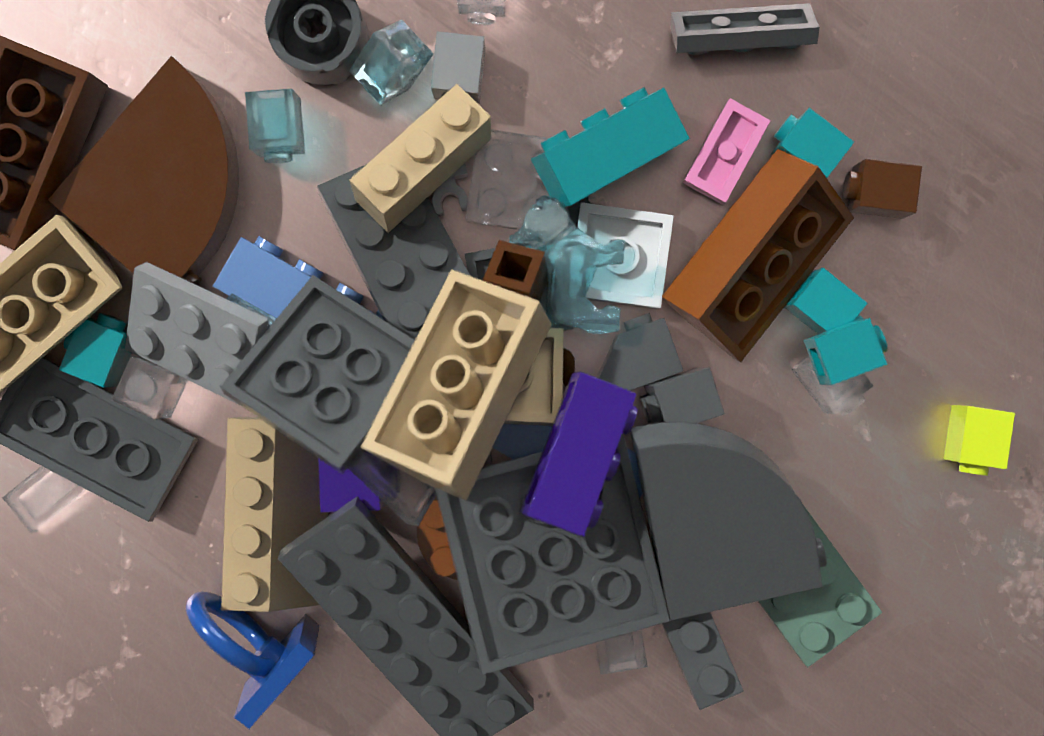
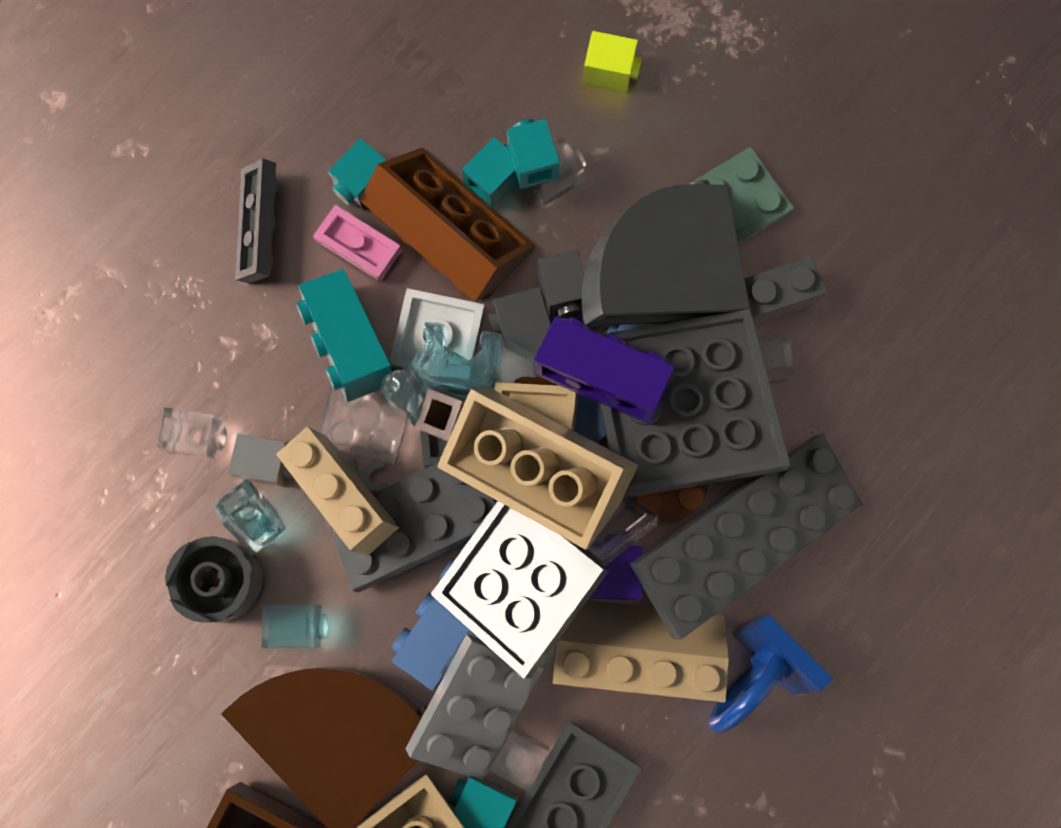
camera: 85 degrees left, 10 degrees down
(883, 188) = (400, 120): reddish brown brick -> none

